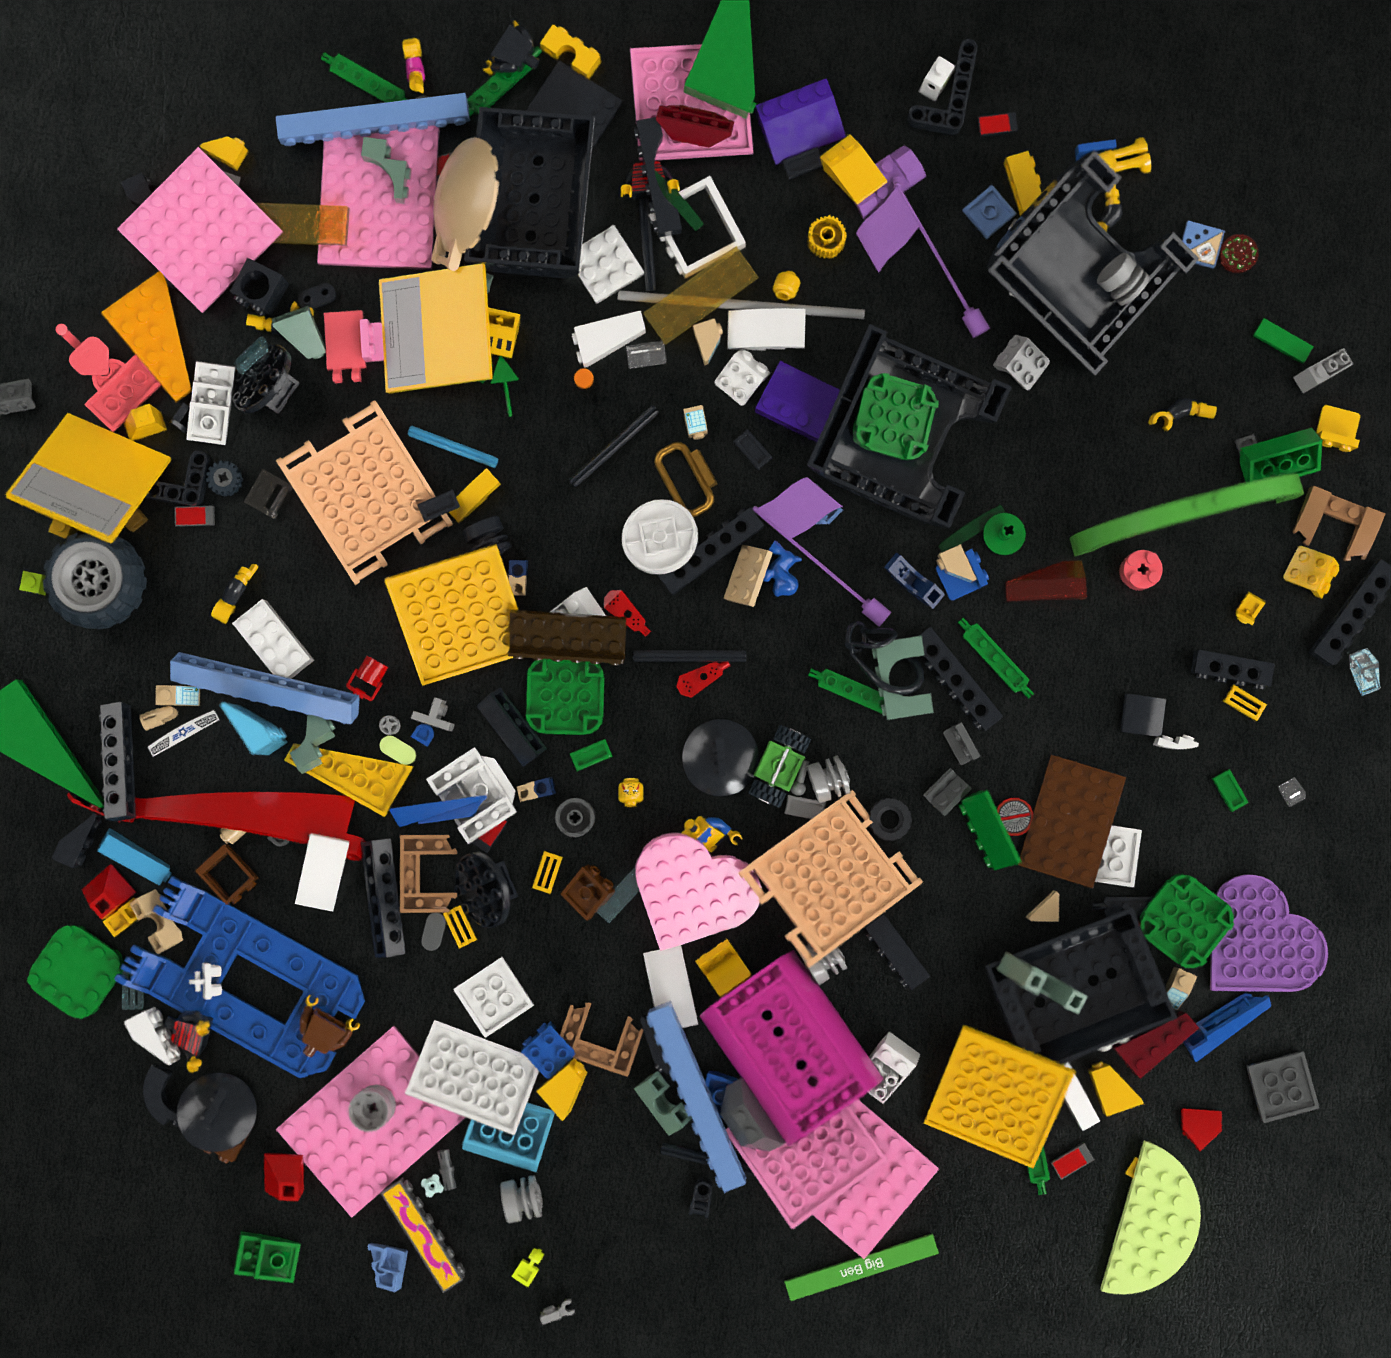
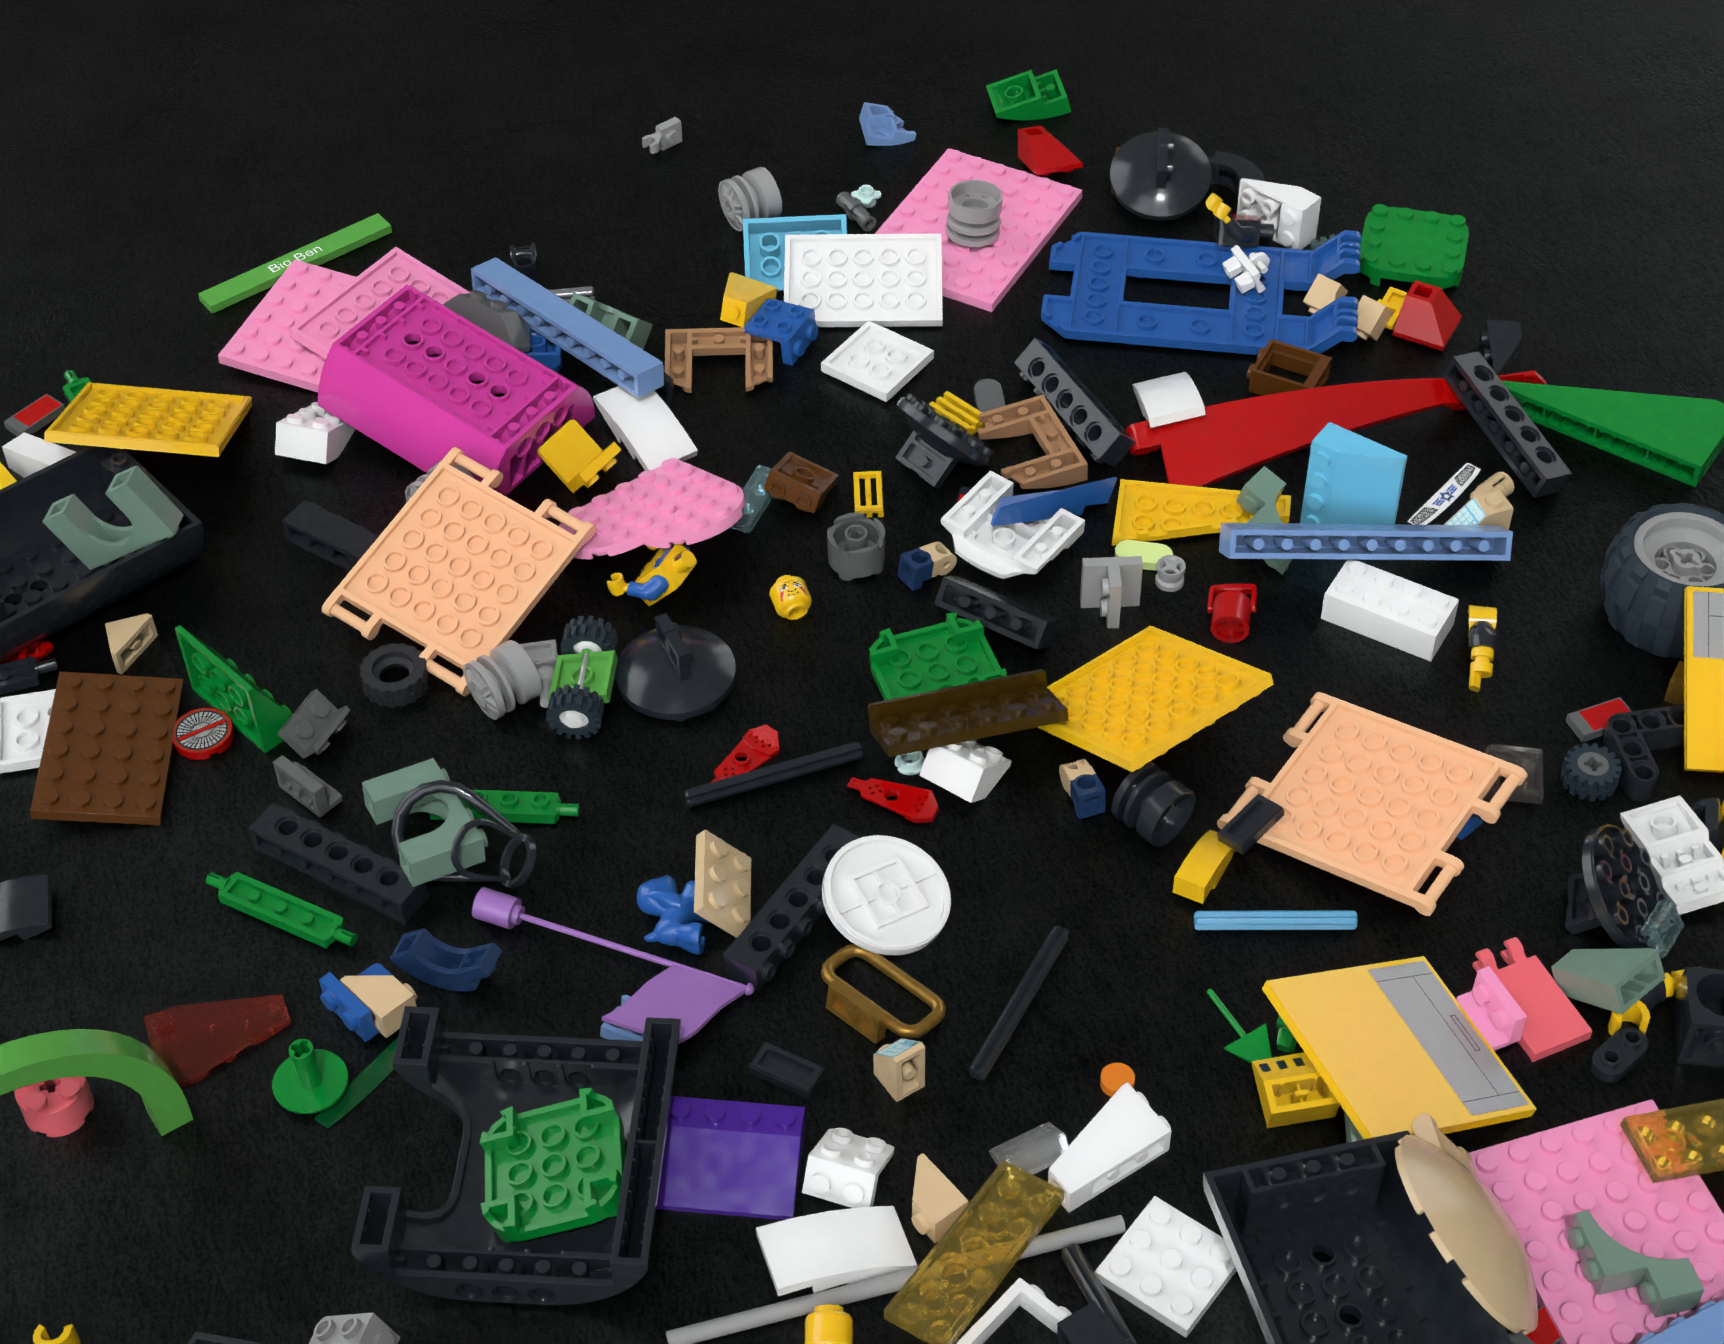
camera: 160 degrees right, 40 degrees down
(134, 857) = (1416, 351): dark azure slope -> none
(322, 1030) = (1075, 262): reddish brown torso -> none
(423, 1234) = (855, 154): brick -> none
(526, 1270) = (713, 160): neon yellow plate -> none
(591, 755) = (866, 626): green tile -> none

